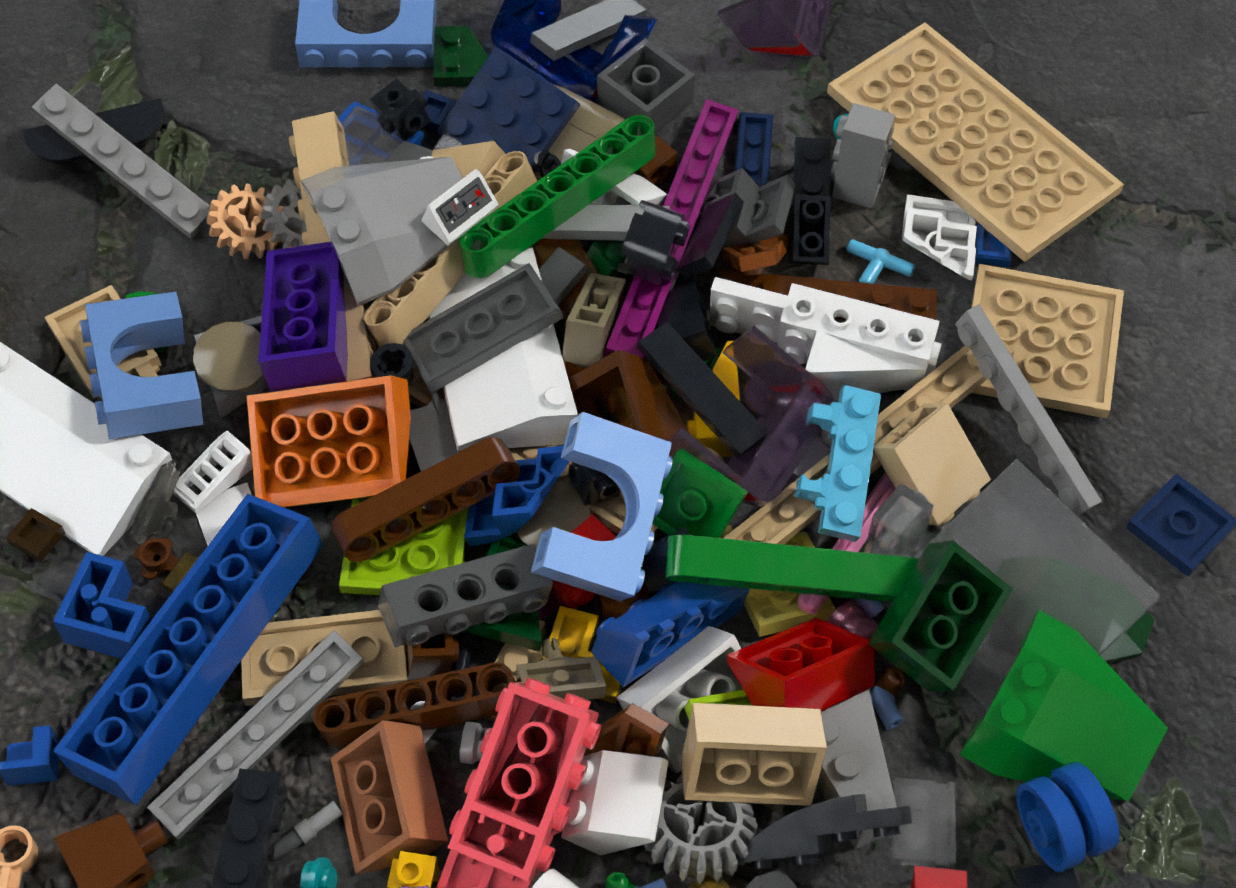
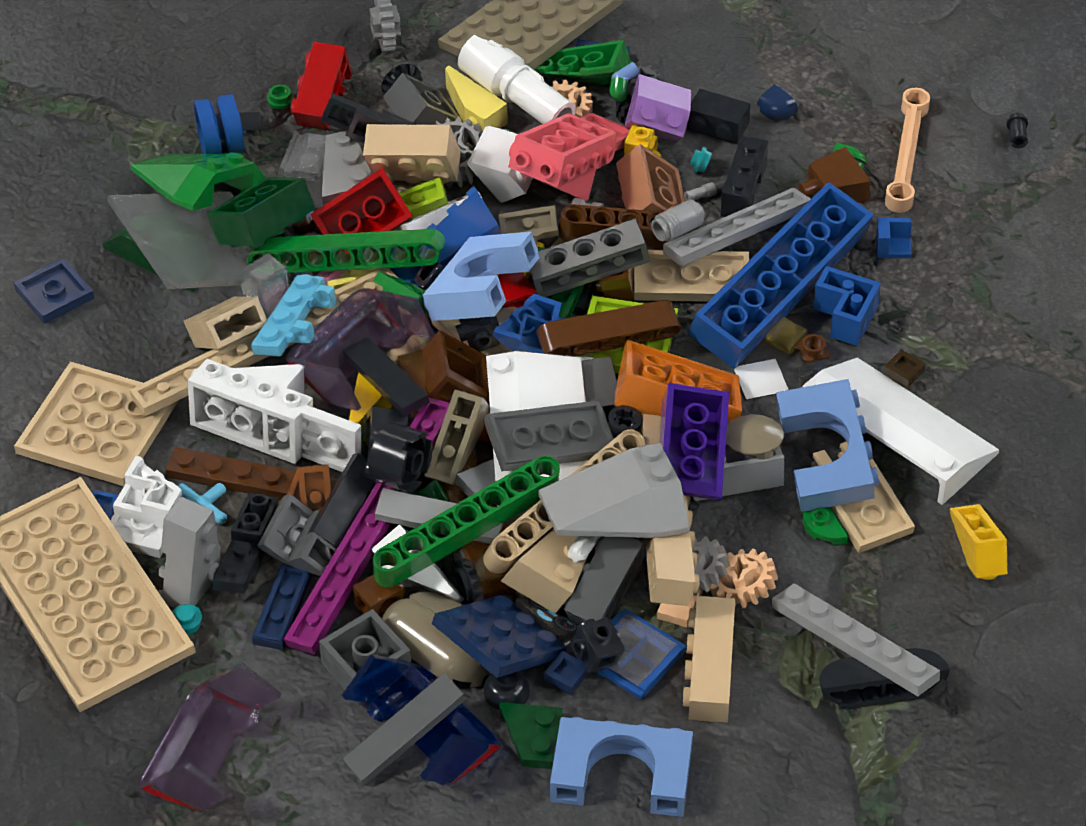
camera: 170 degrees left, 10 degrees down
(215, 454) = (751, 398): white slope -> none
(278, 104) = (711, 659): none -> tan brick
(342, 690) = (678, 220): none -> light grey head
(460, 208) = (557, 481): slope -> none
(631, 732) = (489, 190): dark orange wing -> none
(1027, 411) = (143, 347): light grey plate -> none

